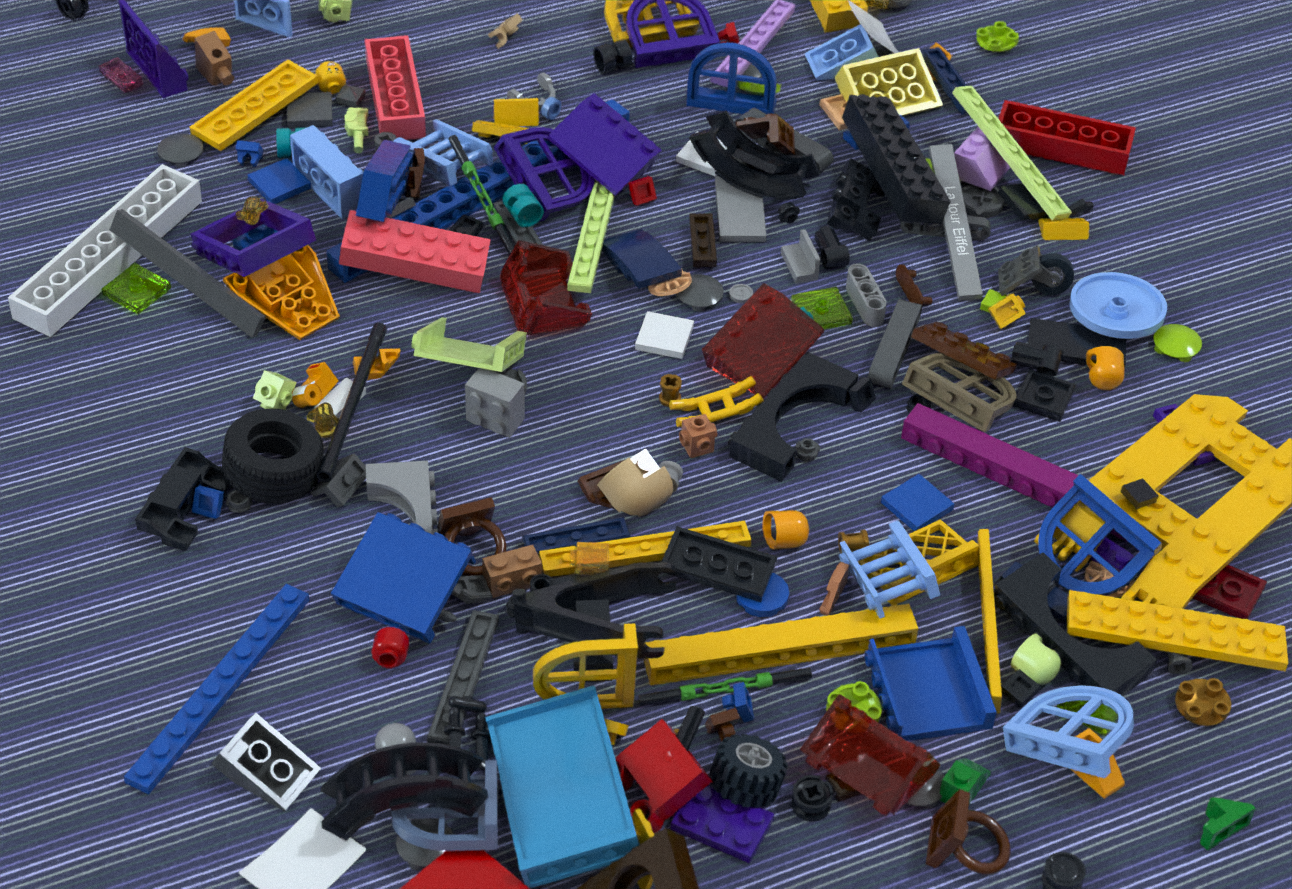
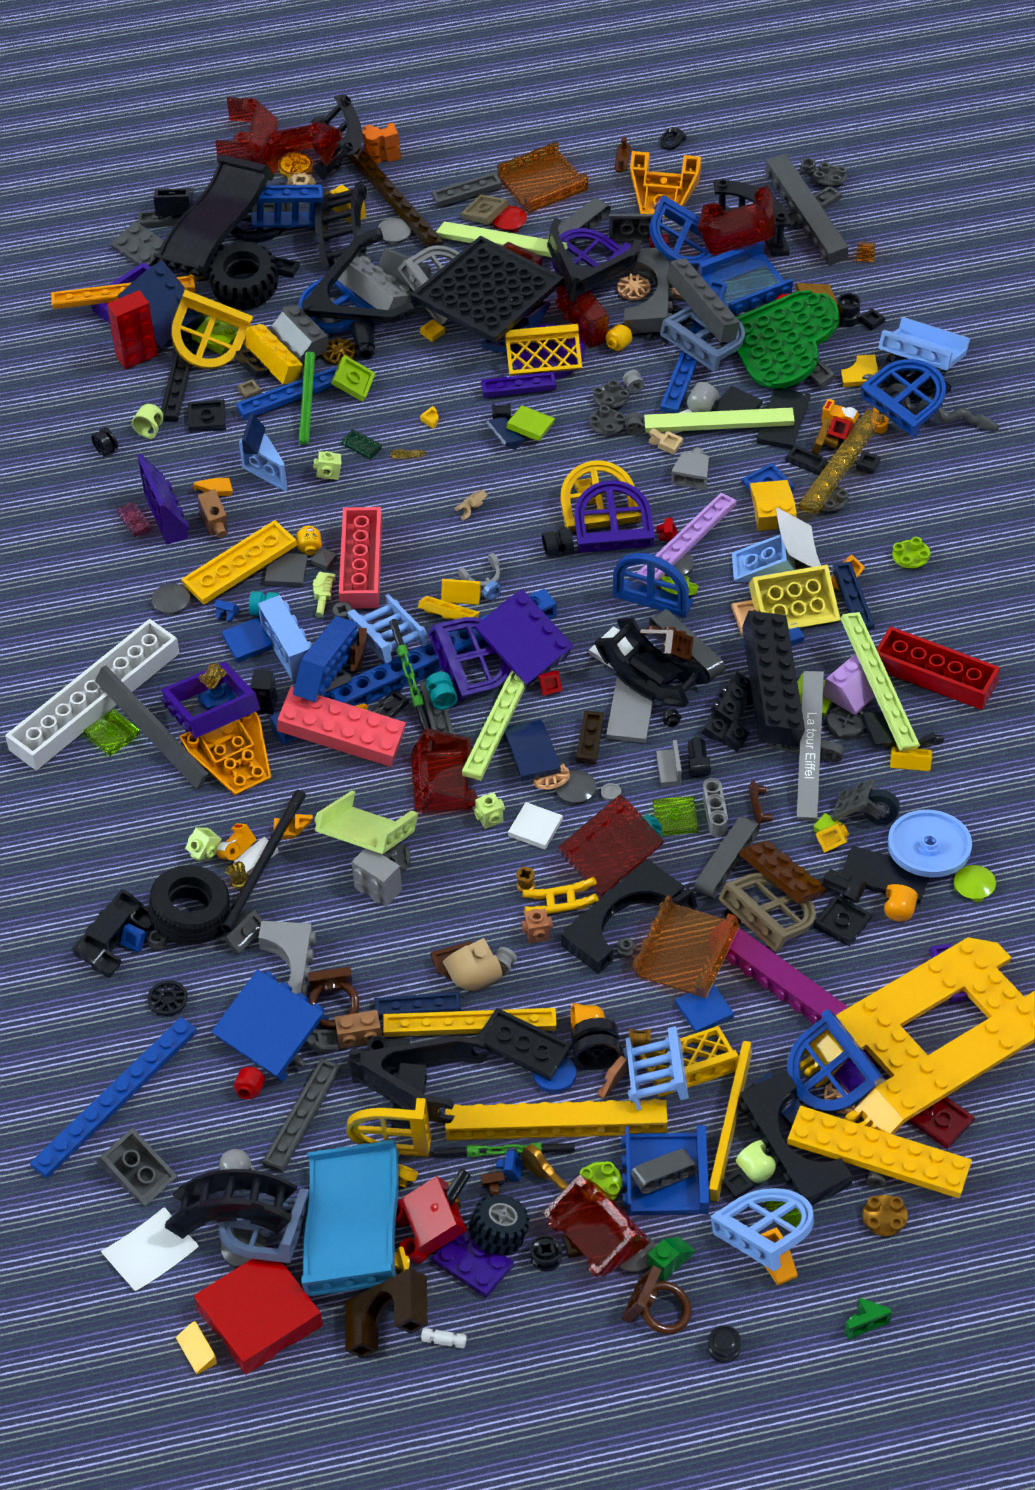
camera: 15 degrees right, 5 degrees up
(264, 565) = (167, 998): none -> black wheel
(316, 213) = (265, 688): none -> black brick
(480, 734) = (283, 1161): black piece -> none
(589, 558) = (419, 1027): clear yellow brick -> none
(608, 323) = (489, 810): none -> yellowish green brick
(771, 695) = (537, 1164): none -> pearl gold piece
(807, 551) = (595, 1043): none -> black wheel
(880, 440) = (685, 948): none -> clear orange panel
(929, 684) = (663, 1171): none -> dark grey beam
(1139, 493) = (881, 1028): black tile -> none

